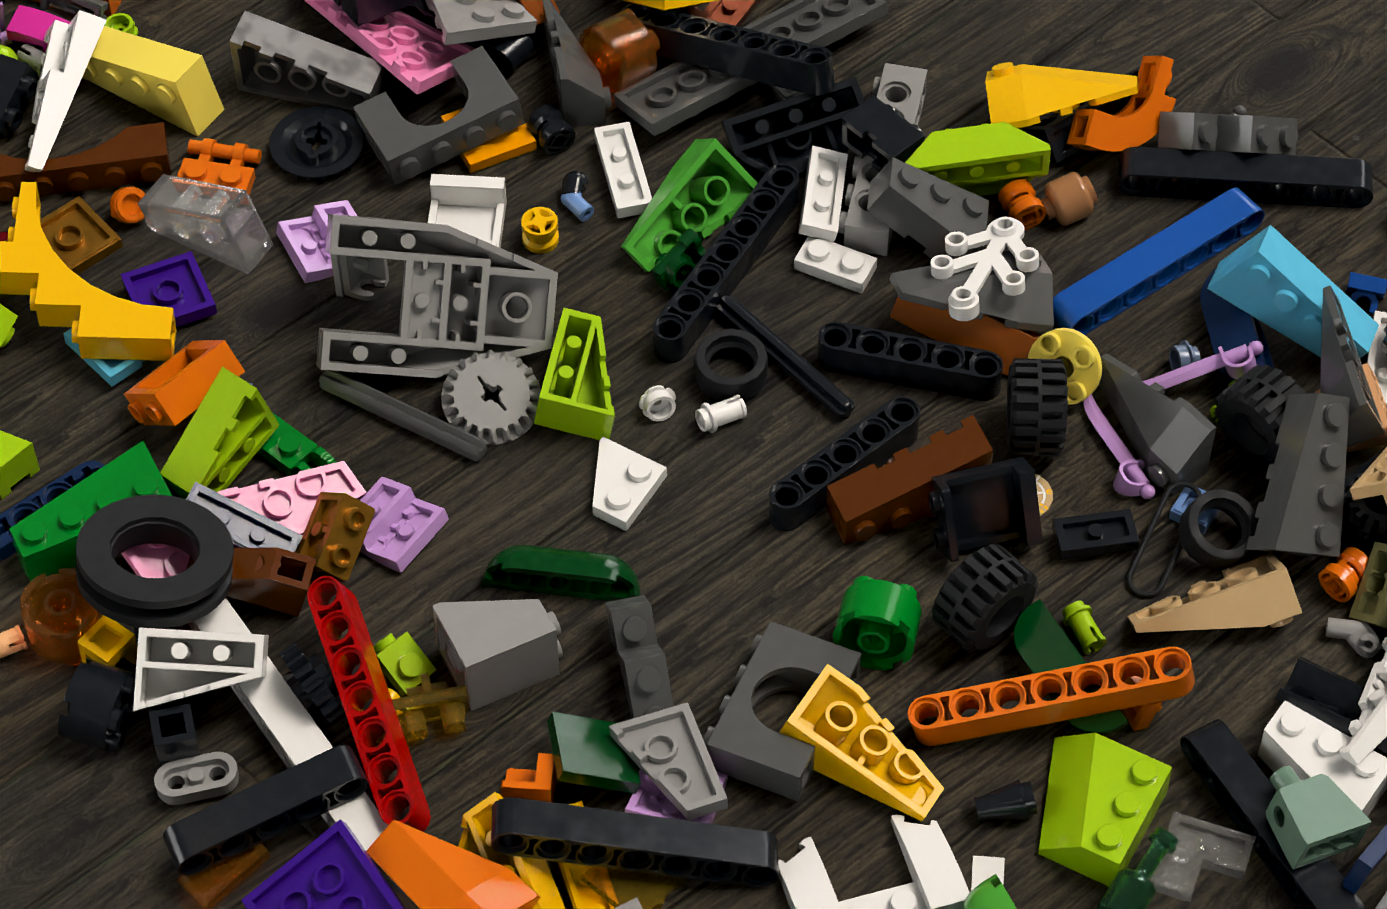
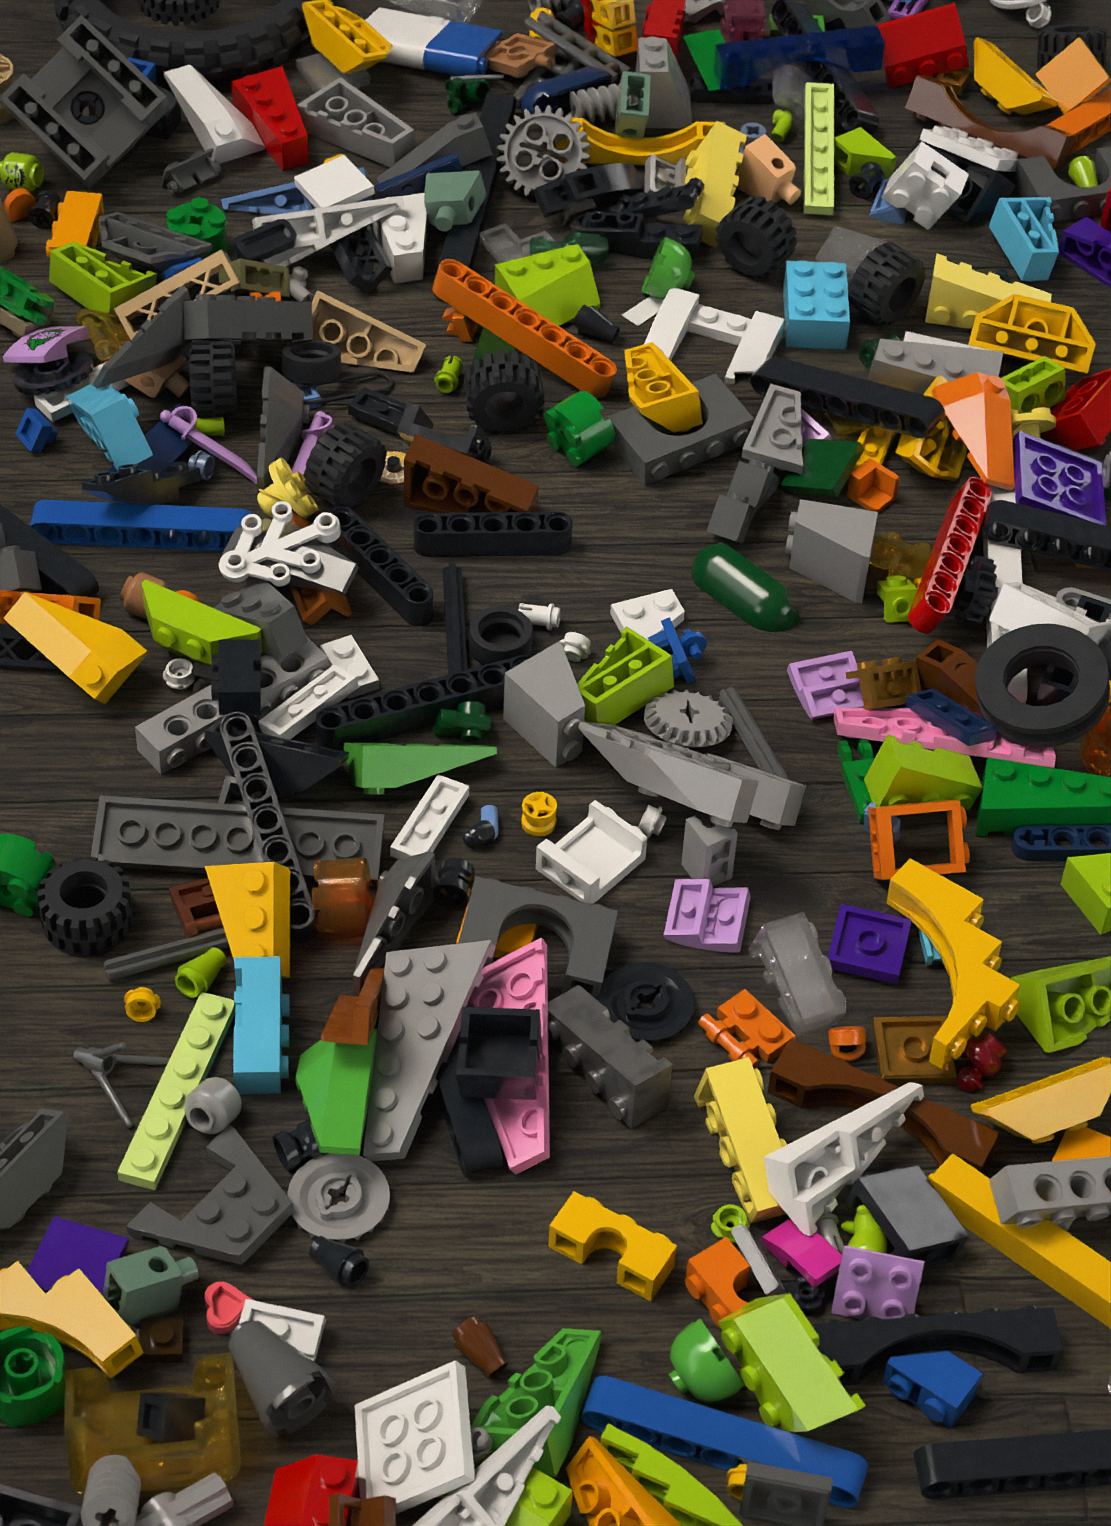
camera: 145 degrees left, 5 degrees down
(559, 455) = (689, 645): none -> blue hips
(620, 292) = (546, 705): none -> light grey slope
(1185, 267) = (143, 485): none -> black slope

